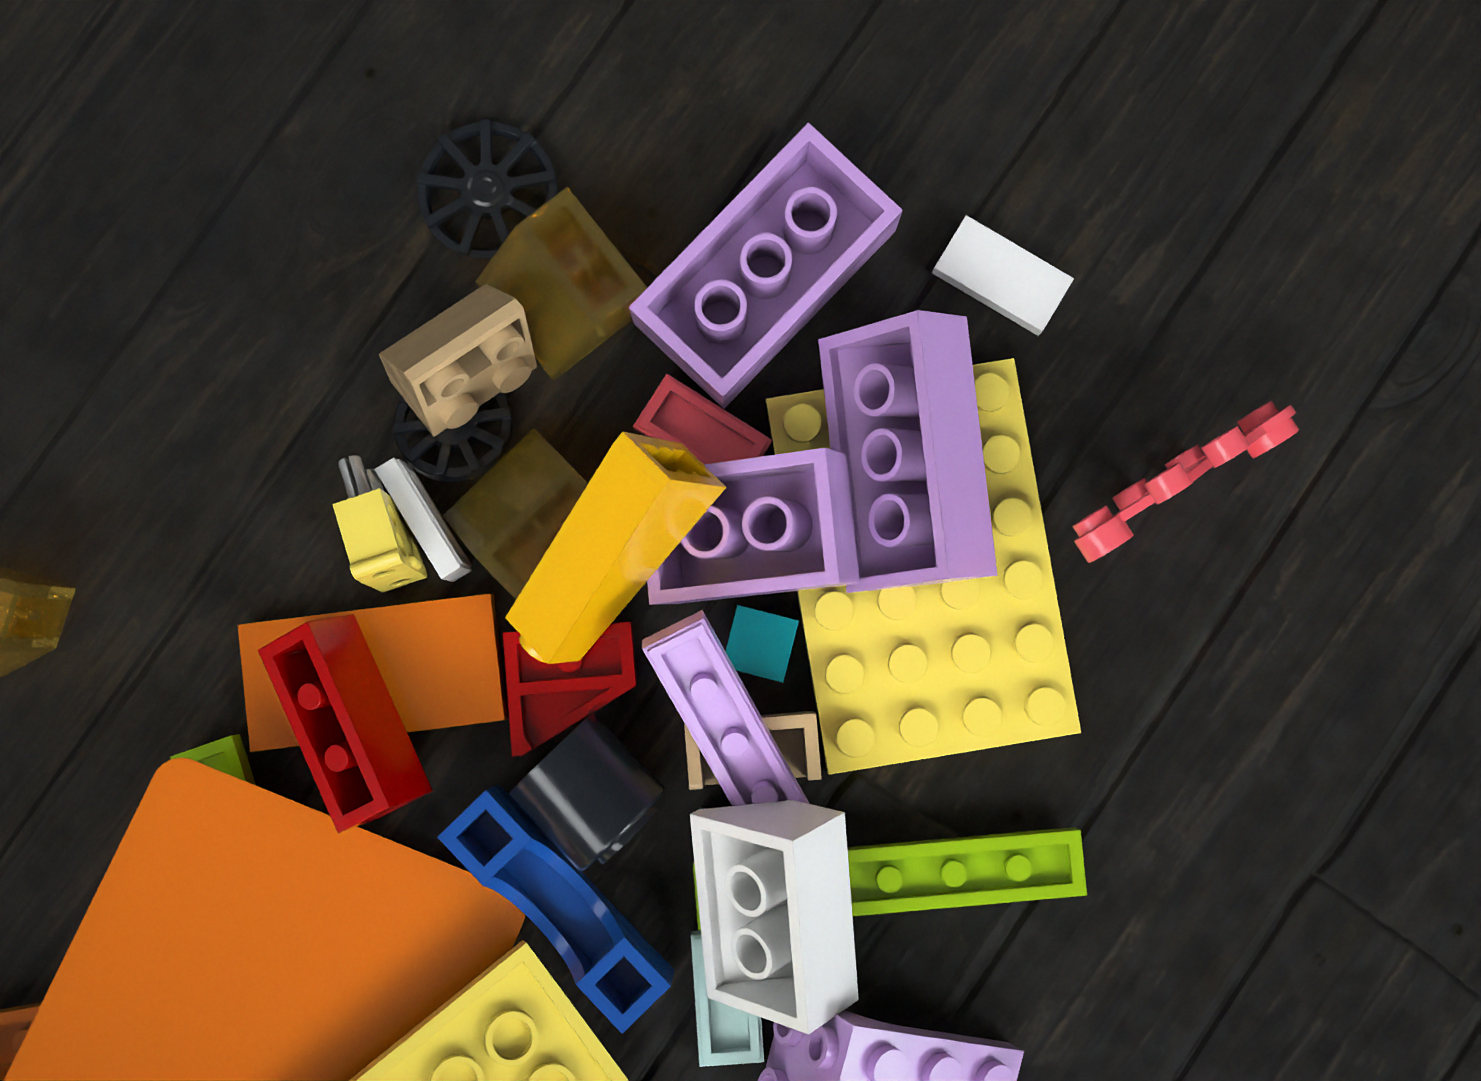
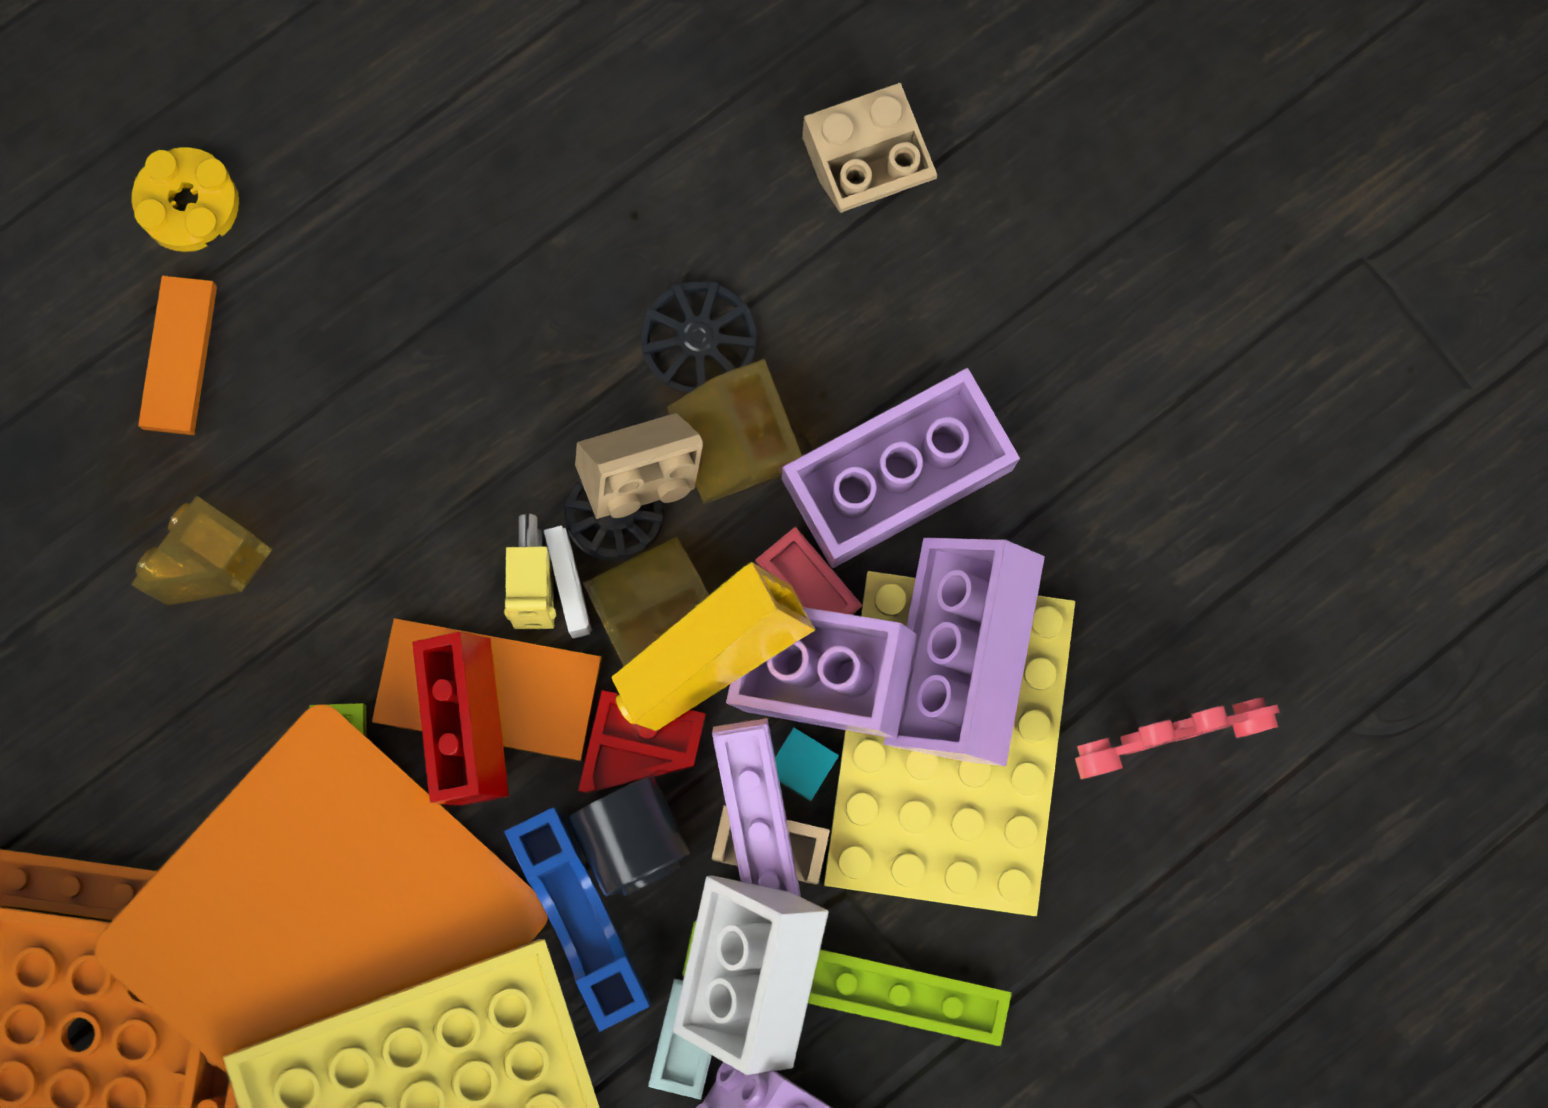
camera: 10 degrees right, 5 degrees down
(1002, 275) = (1086, 532): white tile -> none

